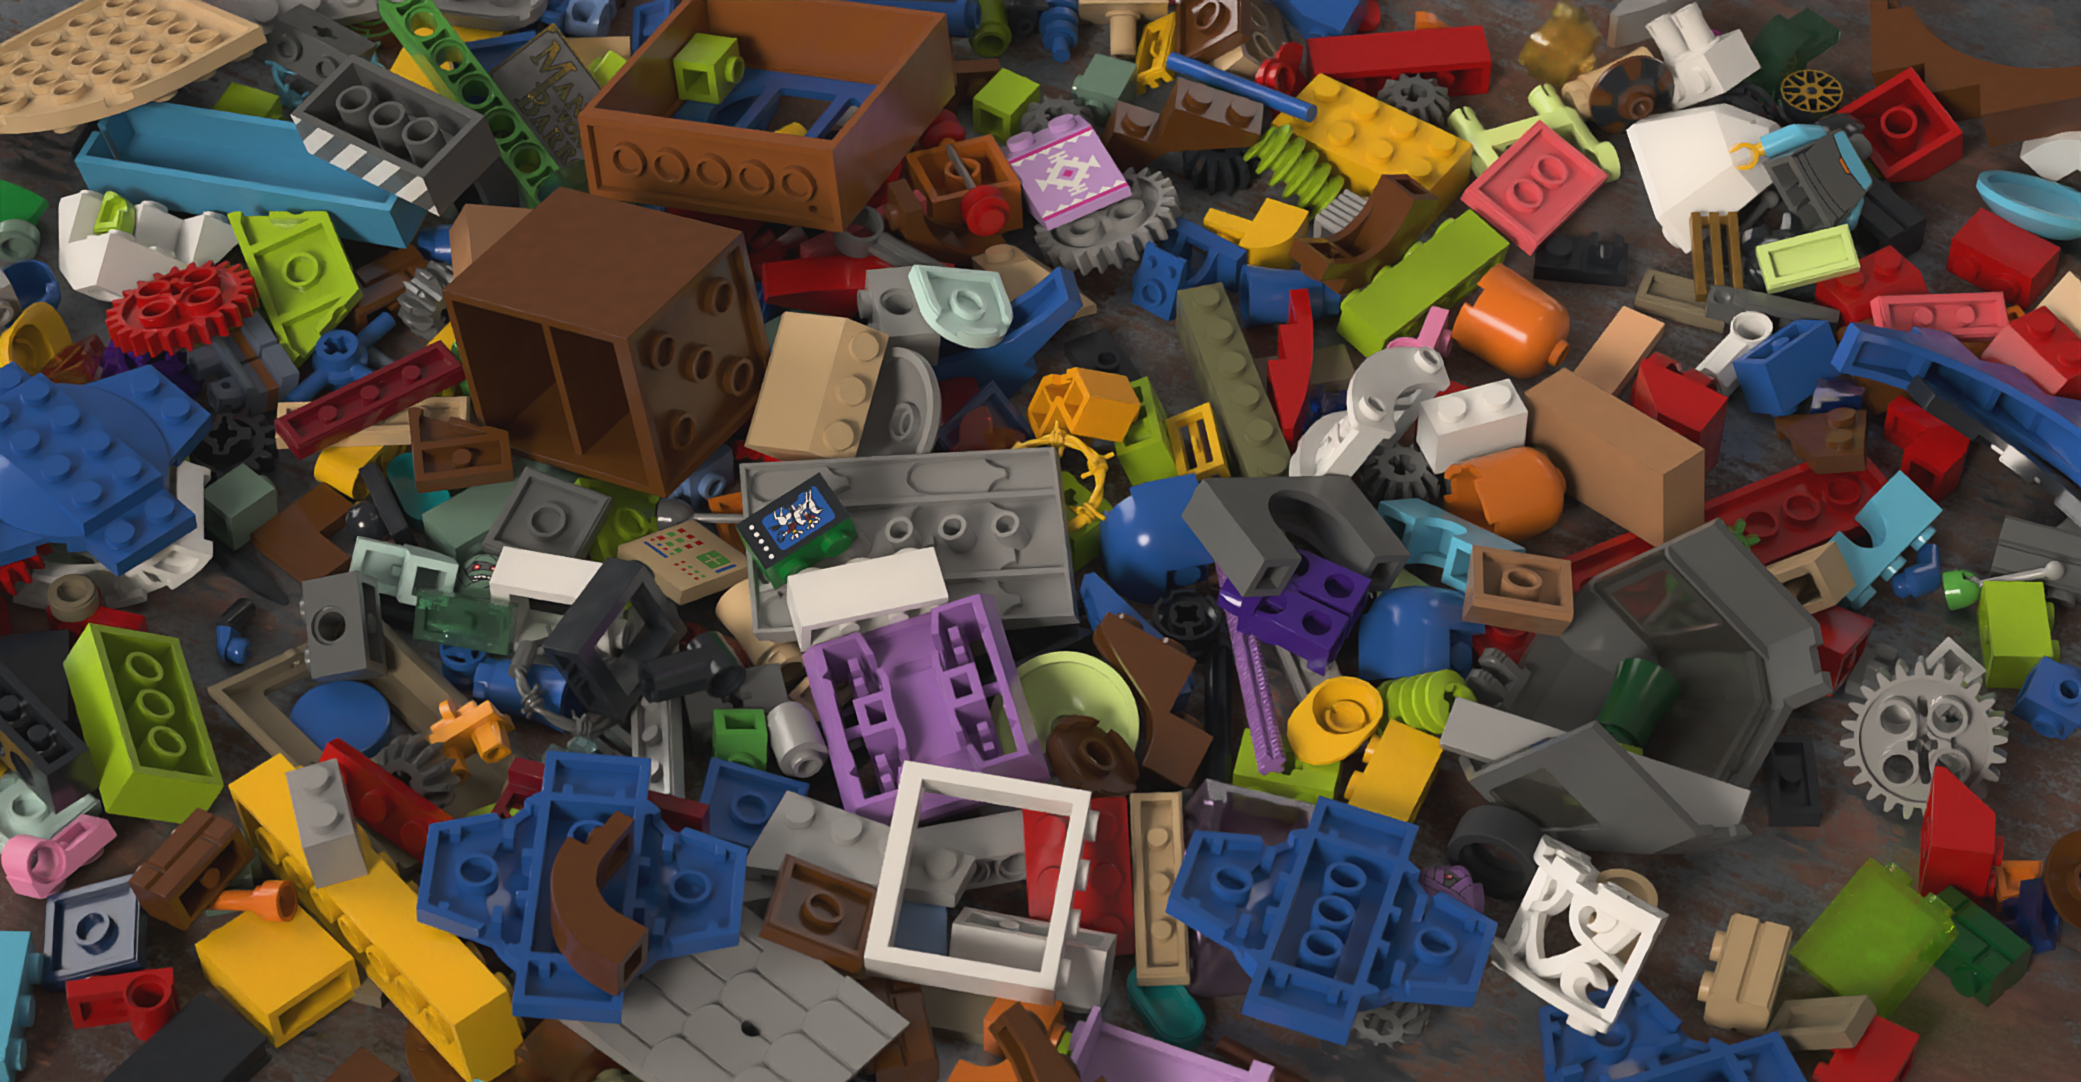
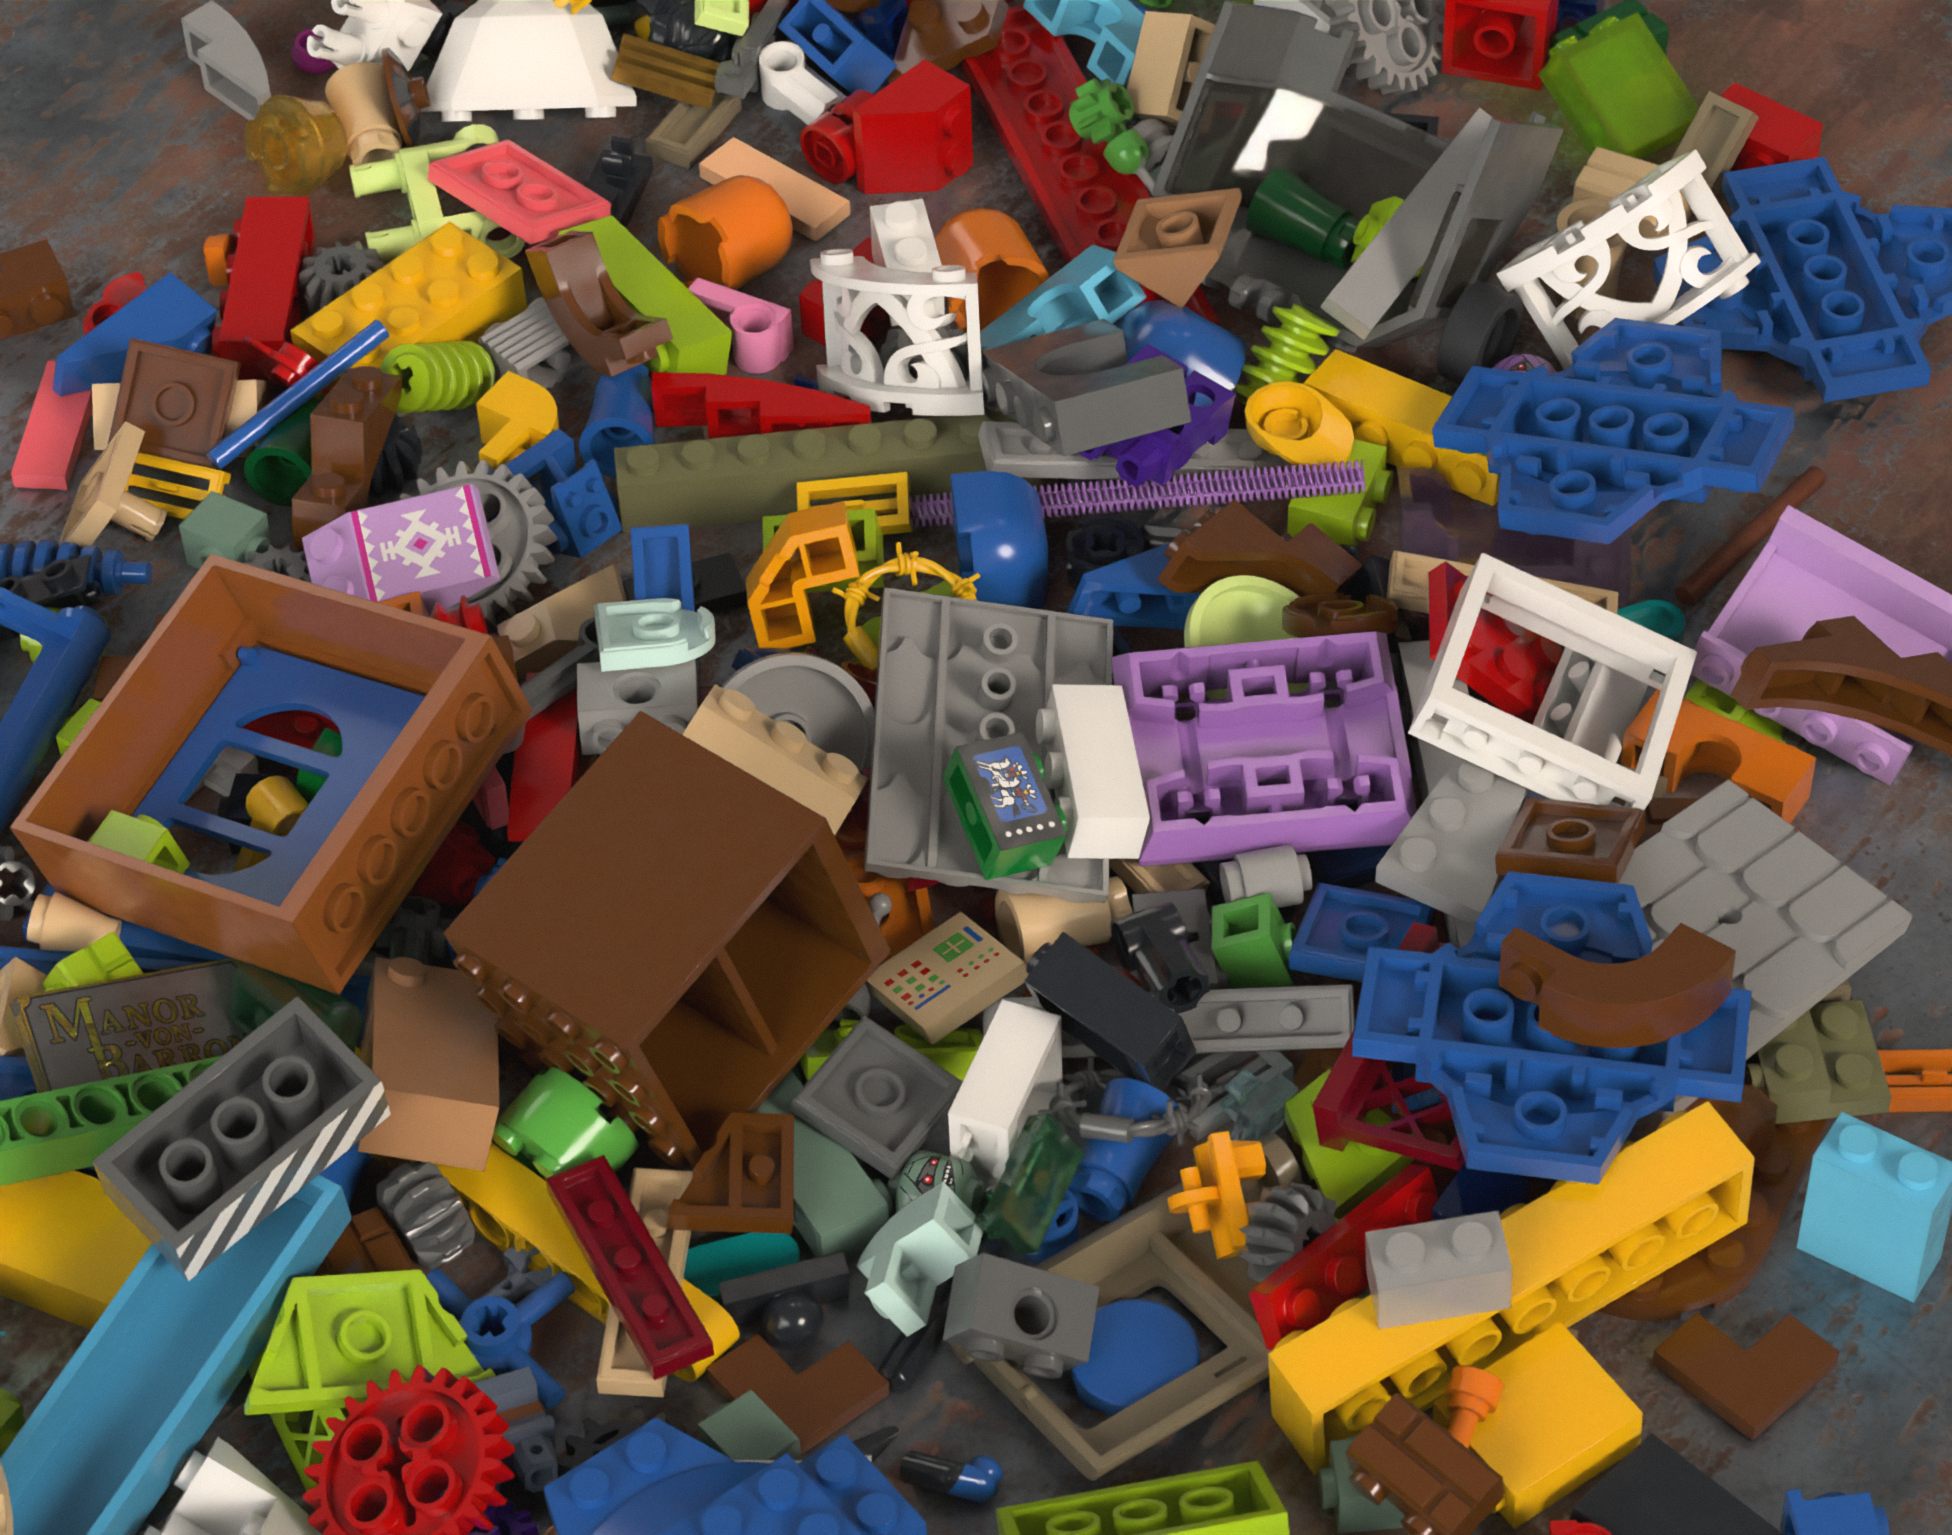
camera: 80 degrees left, 0 degrees up
(1617, 457) = (981, 154): medium nougat brick -> none

